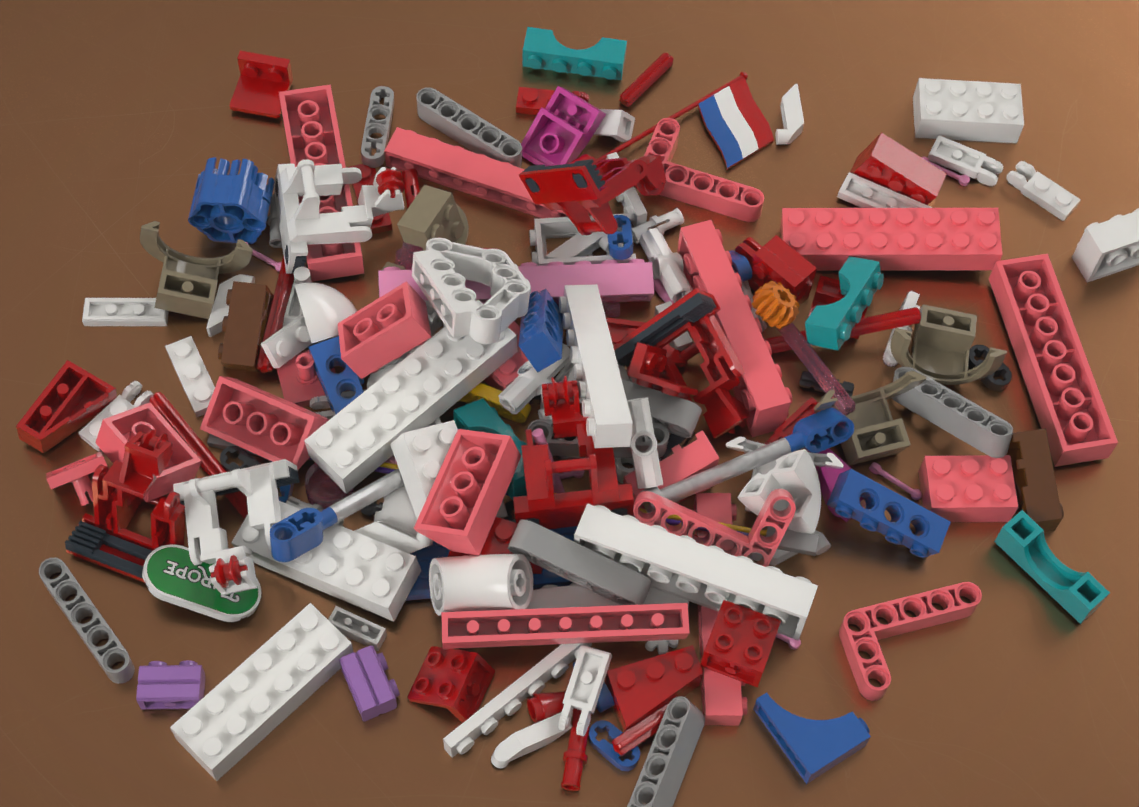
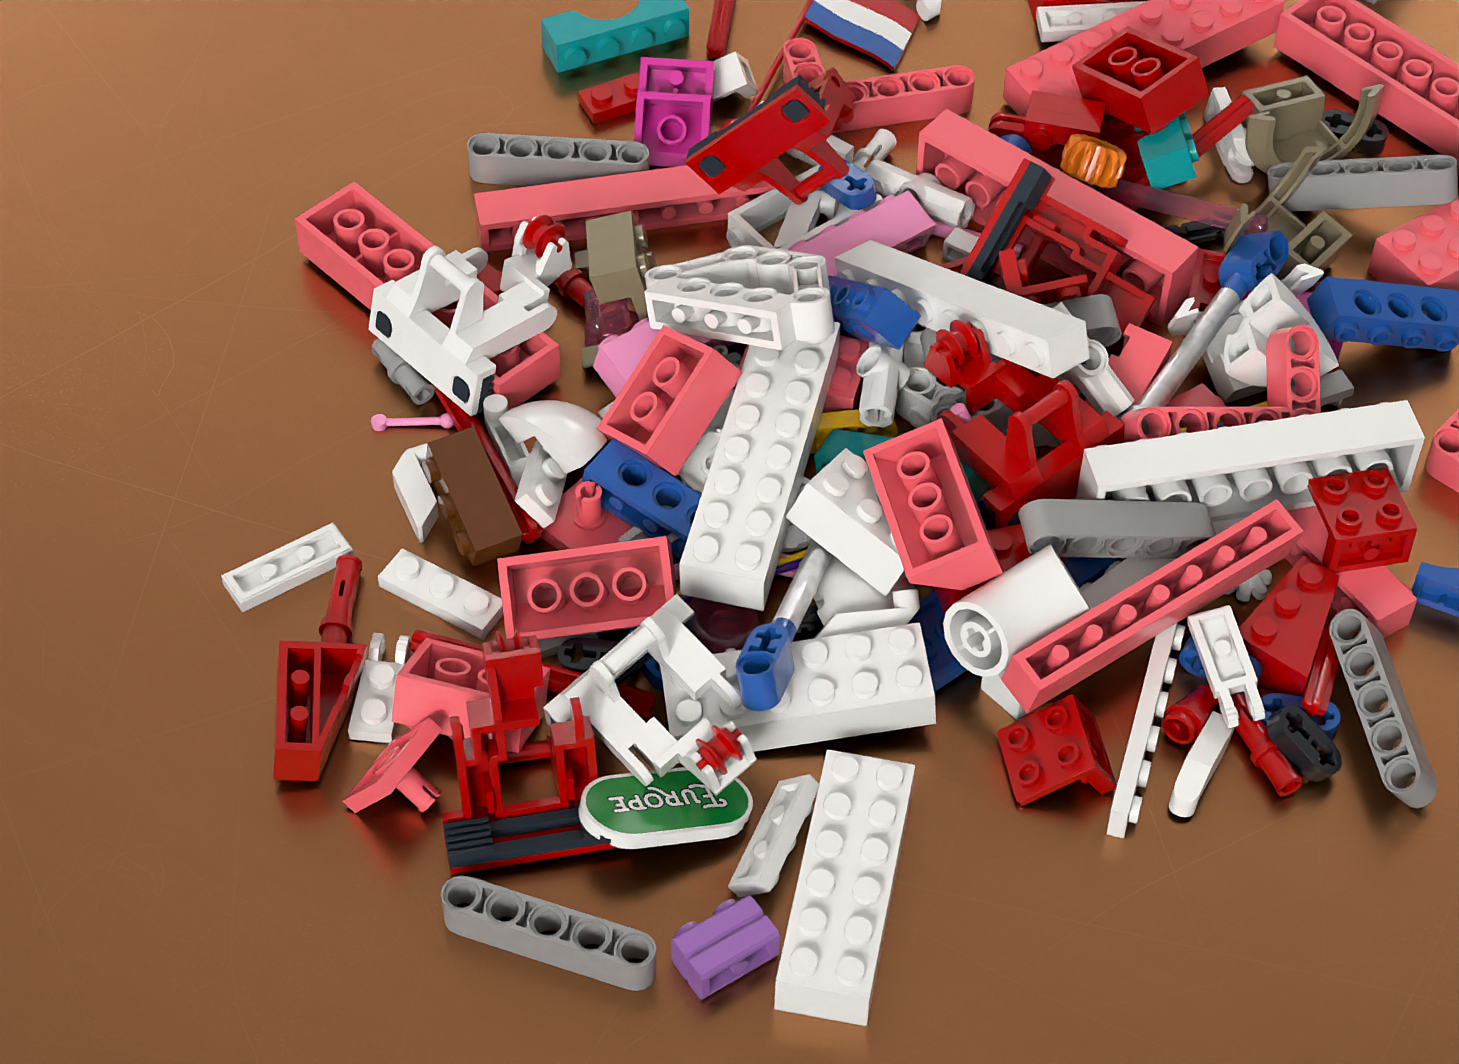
camera: 30 degrees left, 10 degrees down
(120, 365) = (337, 624): none -> red pin
(189, 281) = (354, 488): dark tan piece -> none
(231, 204) = (337, 370): blue piece -> none
(249, 637) = (774, 836): none -> white plate
(260, 84) = (251, 228): red bracket -> none
(358, 628) = (915, 751): white piece -> none
(369, 683) = (963, 806): medium lavender brick -> none
(377, 126) = (441, 209): light grey beam -> none
(590, 767) = (1304, 743): none -> black beam
(845, 265) = (1141, 79): none -> red brick

